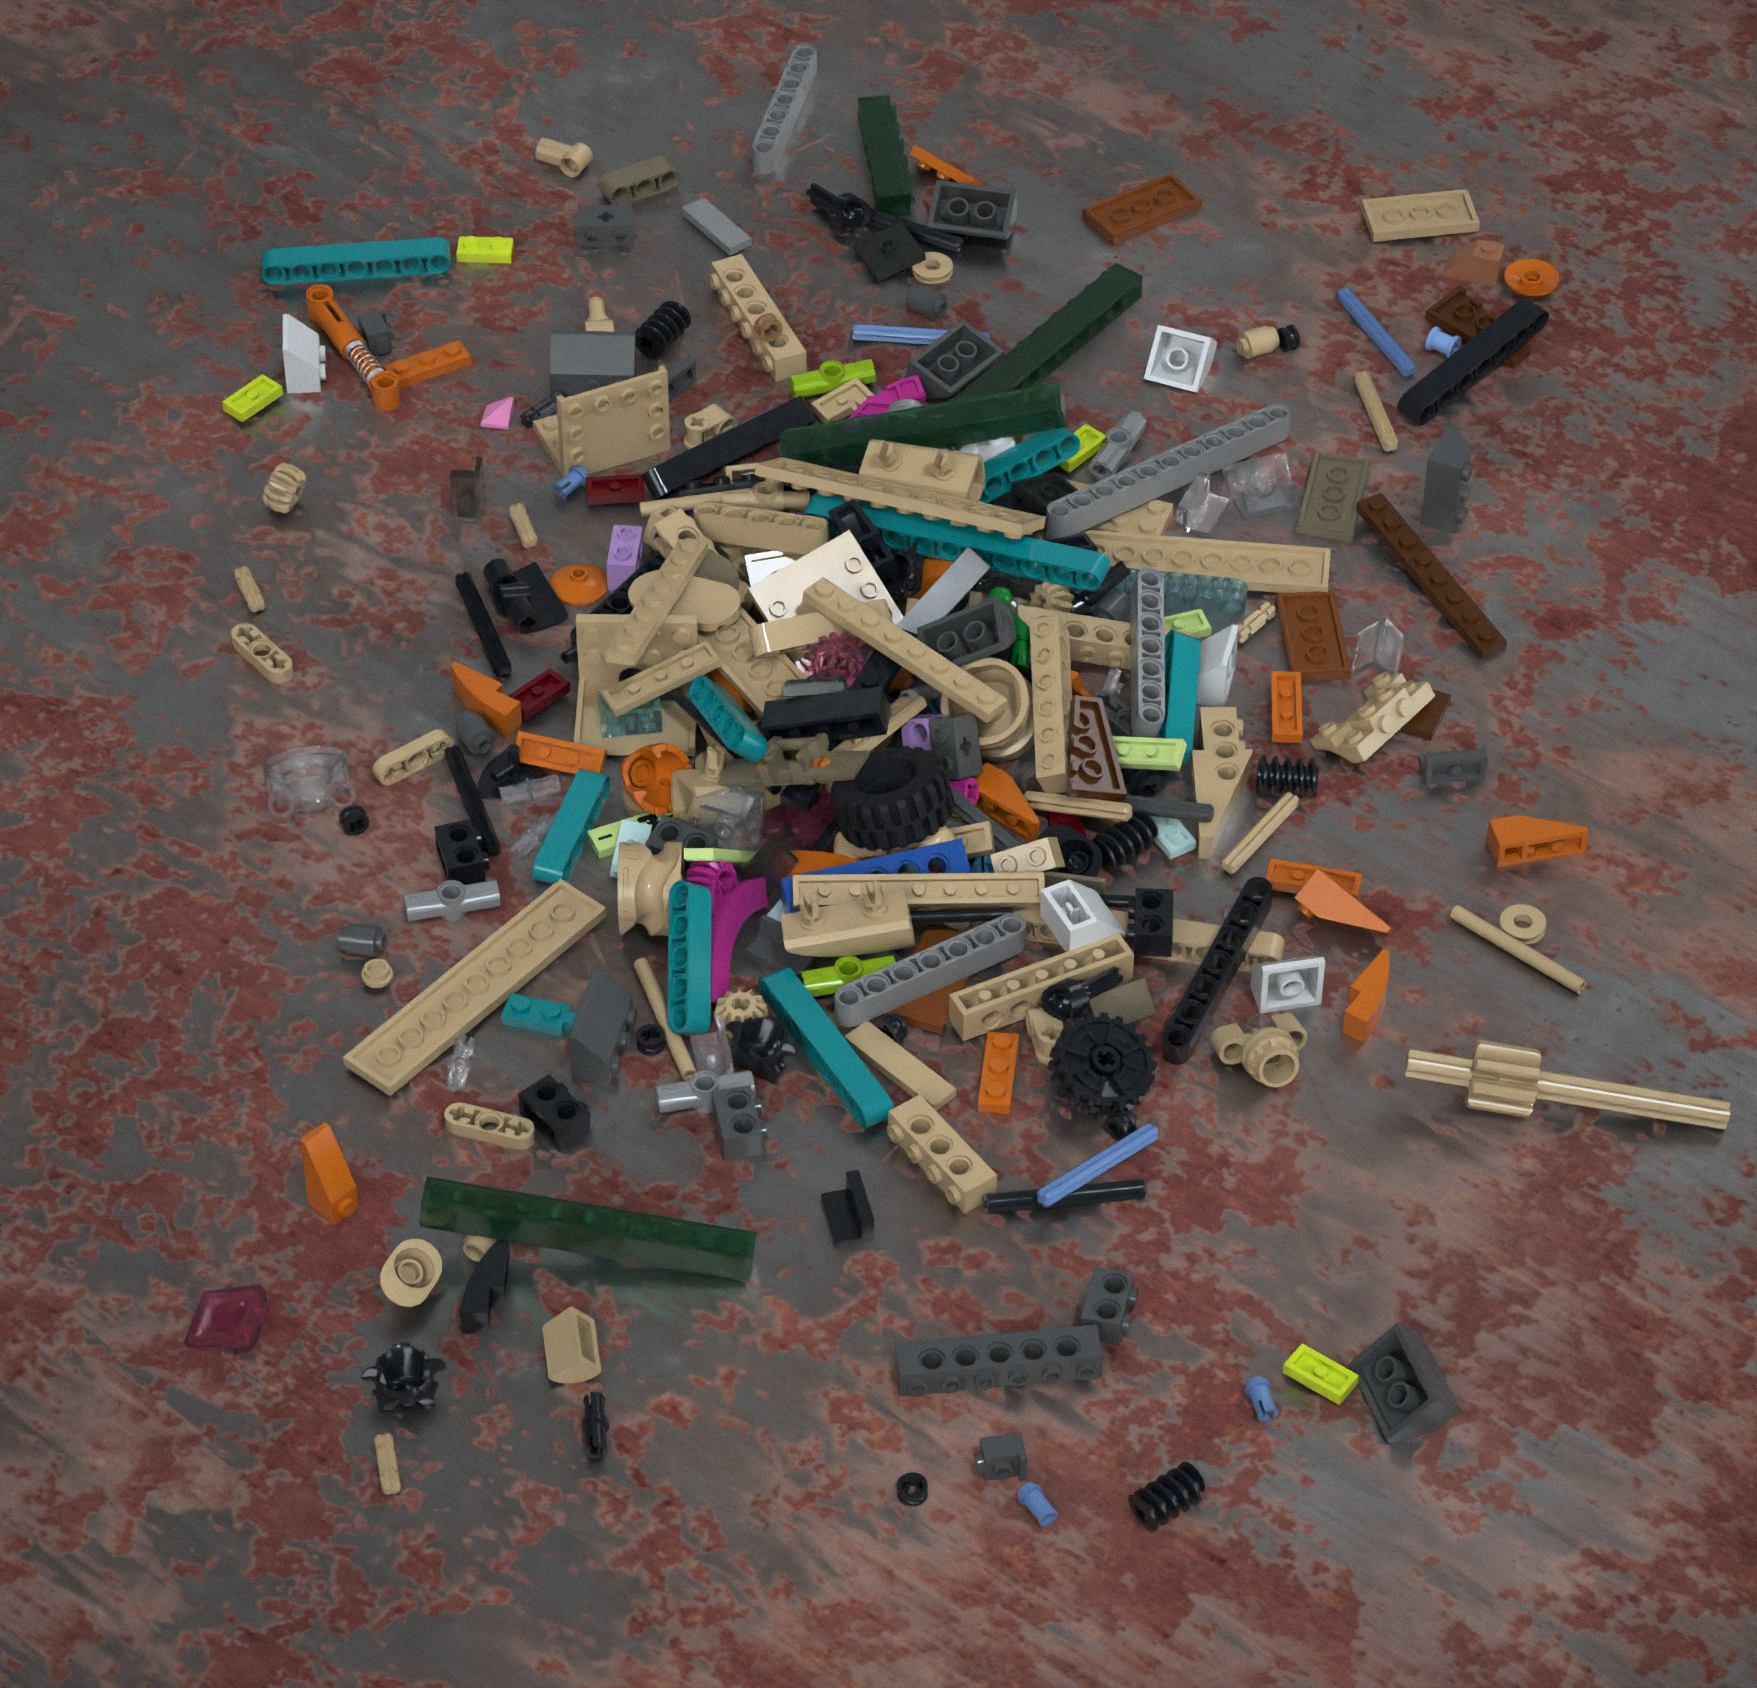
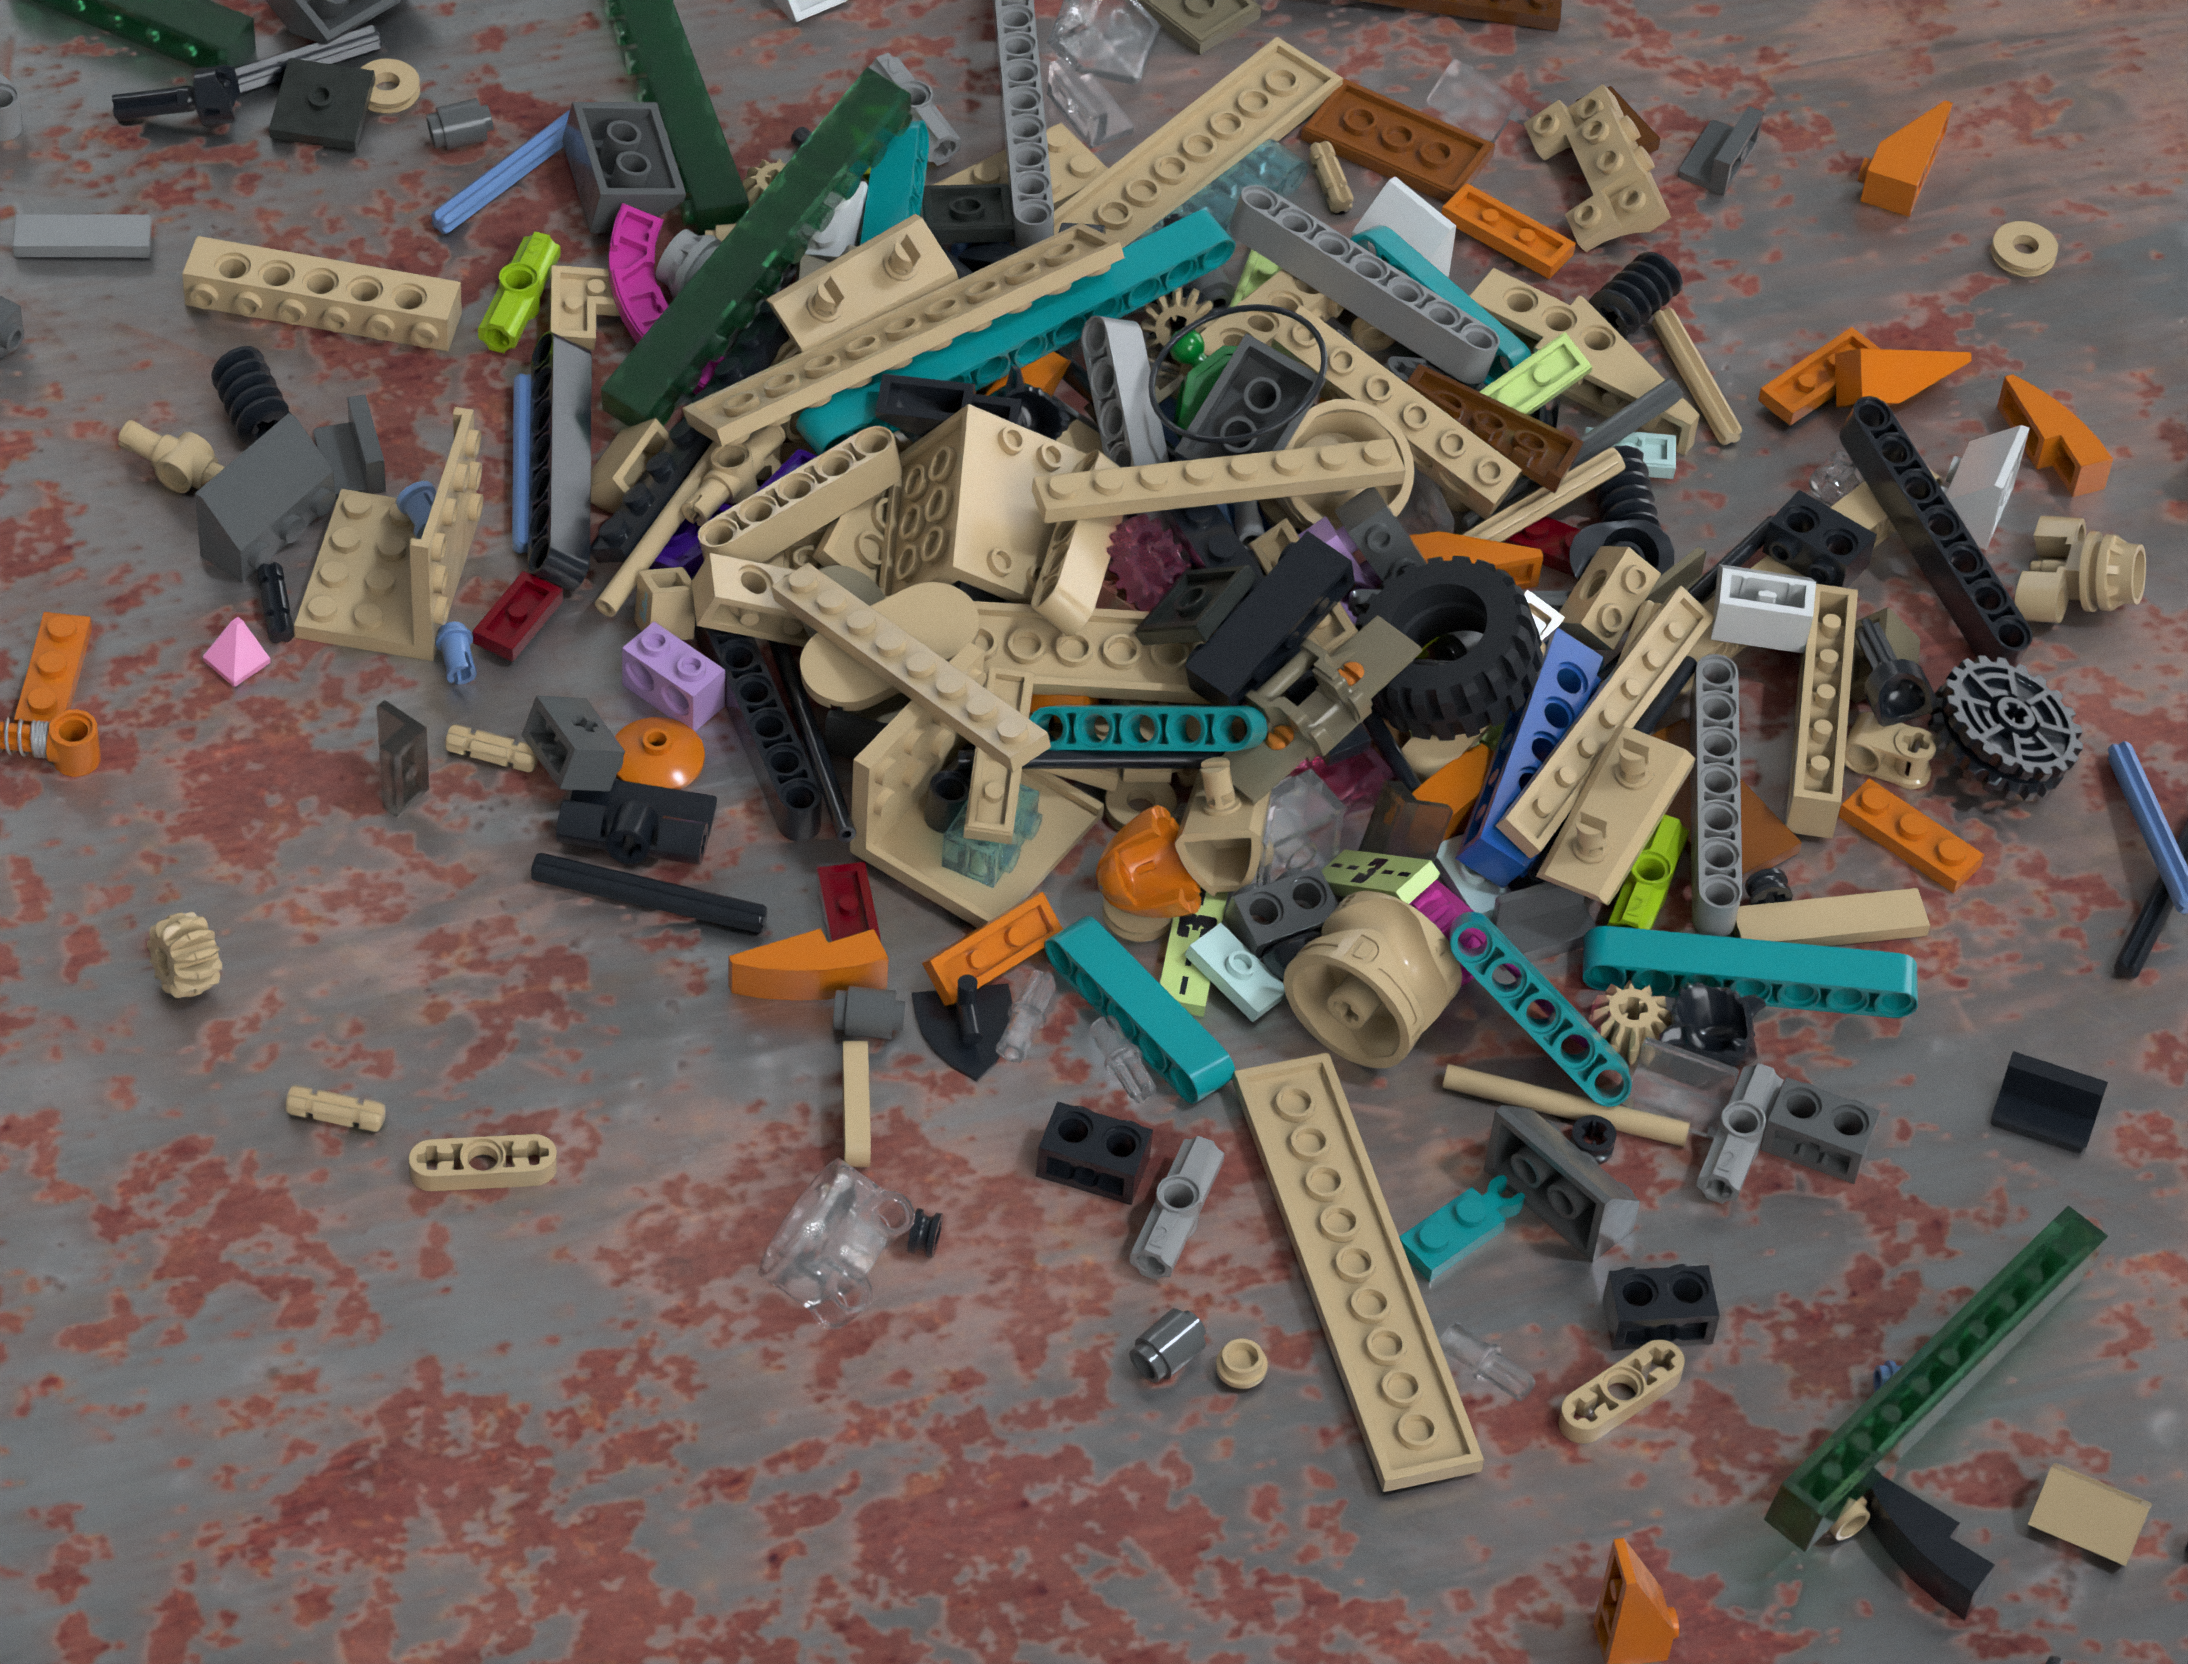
camera: 60 degrees left, 5 degrees up
(411, 1272) = (1851, 1614): tan piece -> none
(472, 800) = (976, 1082): black axle -> none
(541, 543) = (573, 743): none -> dark grey brick
(707, 424) = (496, 461): tan piece -> none
(768, 327) = (392, 286): medium nougat bush -> none
(941, 1153) = (2022, 961): tan brick -> none
(984, 642) = (1255, 434): none -> black piece
(1120, 1124) = (2095, 771): black bush -> none
(1518, 949) = (2063, 274): tan piece -> none

